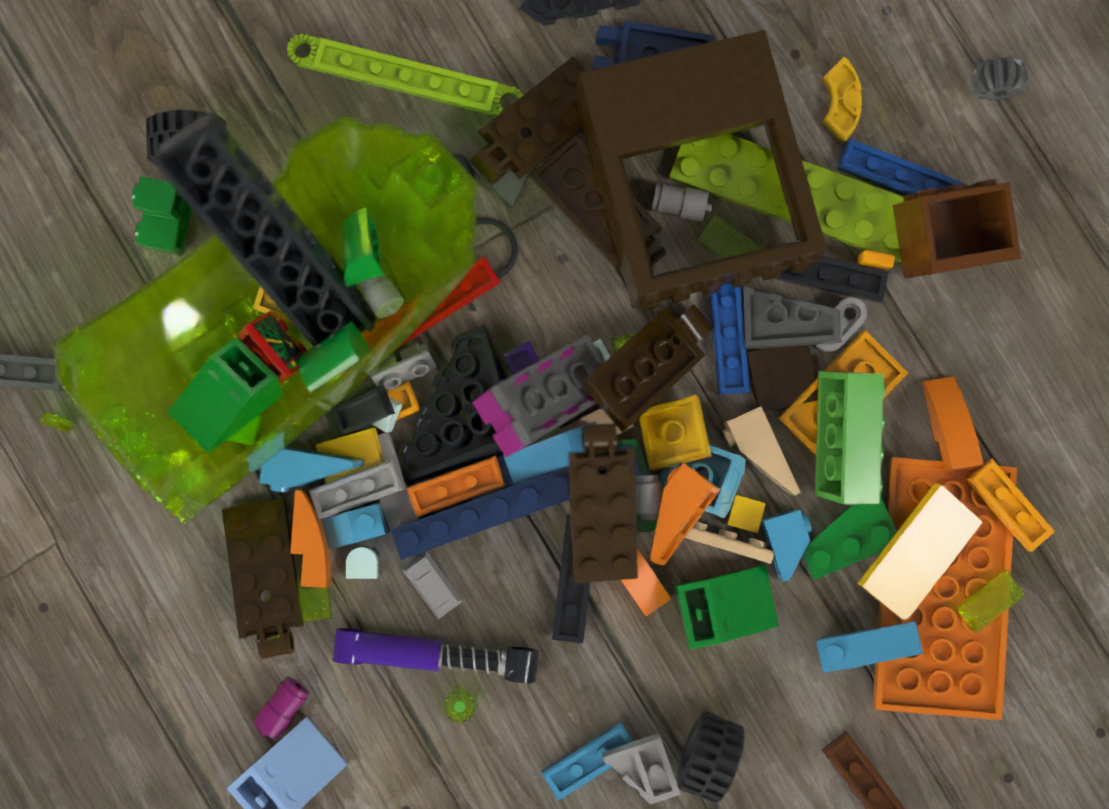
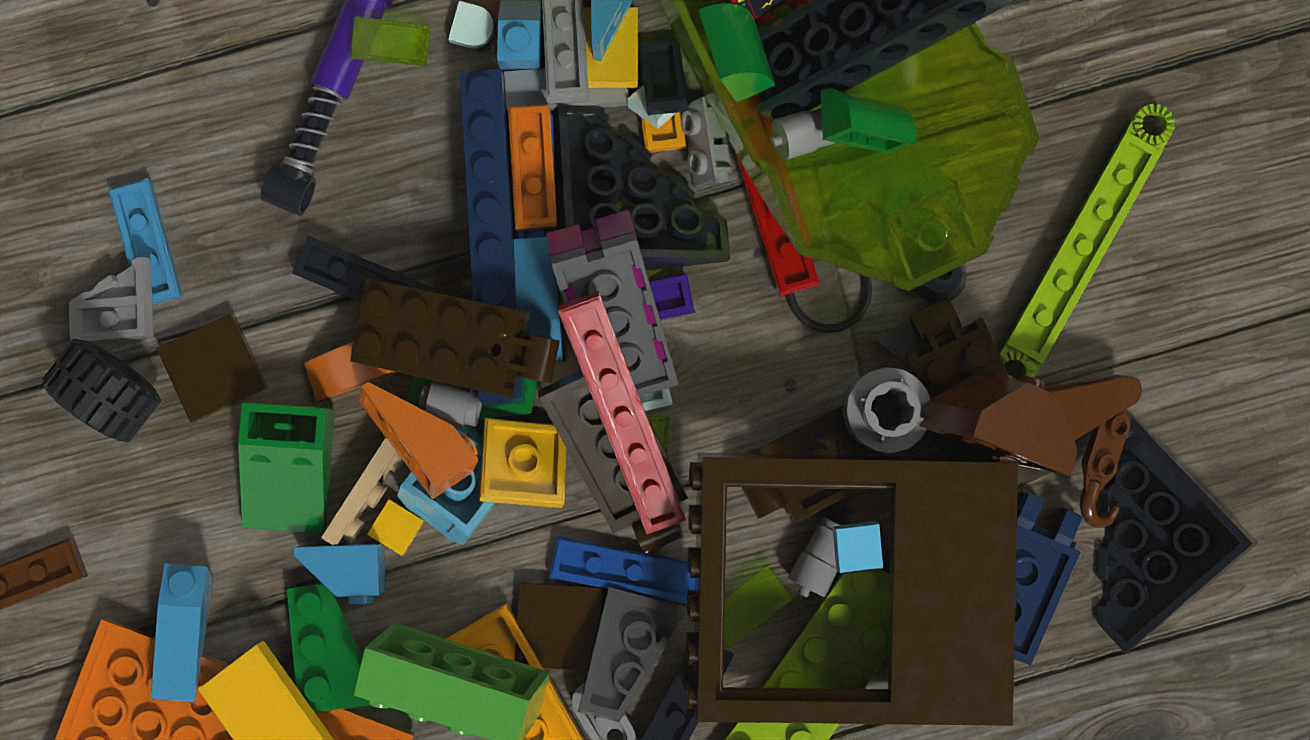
camera: 100 degrees right, 0 degrees up
(391, 619) = (390, 41): none -> clear neon green tile
(432, 585) = (420, 107): light grey tile -> none
(460, 706) = (260, 100): clear neon green tile -> none
(544, 67) = (1040, 425): none -> reddish brown slope
(561, 160) = (864, 424): none -> light grey piece
(620, 366) = (621, 411): none -> tile
(668, 683) = (212, 368): none -> dark brown tile
(671, 169) = (857, 547): none -> medium azure tile
(758, 445) = (481, 565): tan slope -> none

